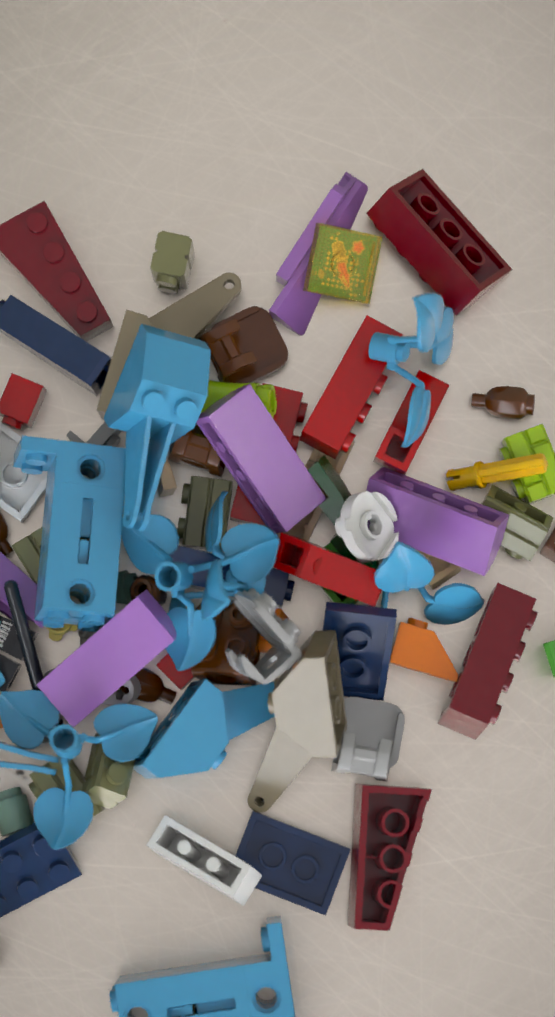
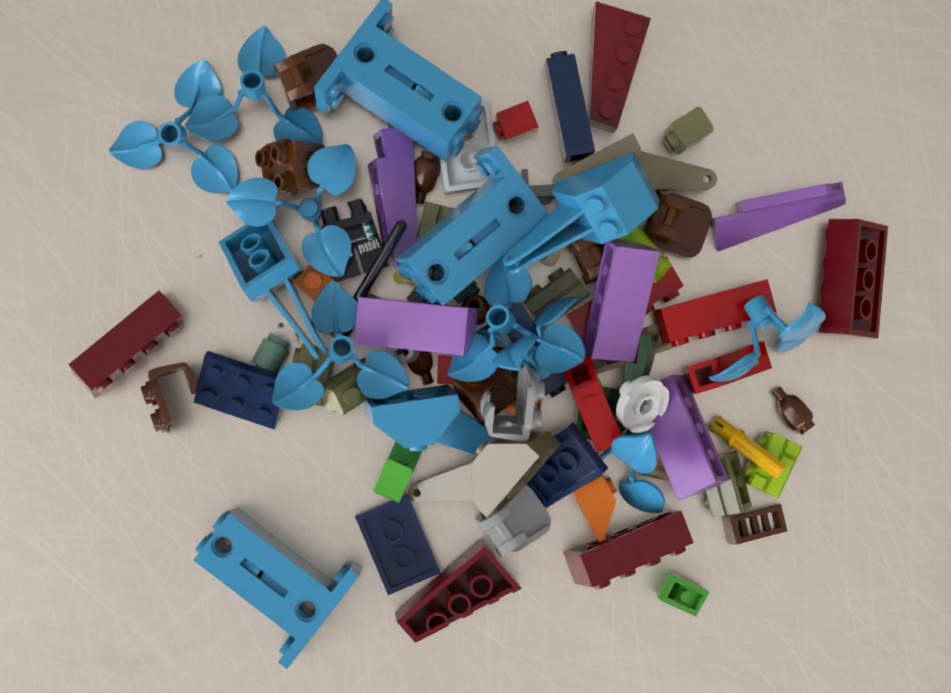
camera: 40 degrees right, 5 degrees up
(204, 860) = (351, 495): white brick -> none
(224, 800) = (397, 472): none -> bright green slope
(342, 263) = (784, 234): clear yellow tile -> none

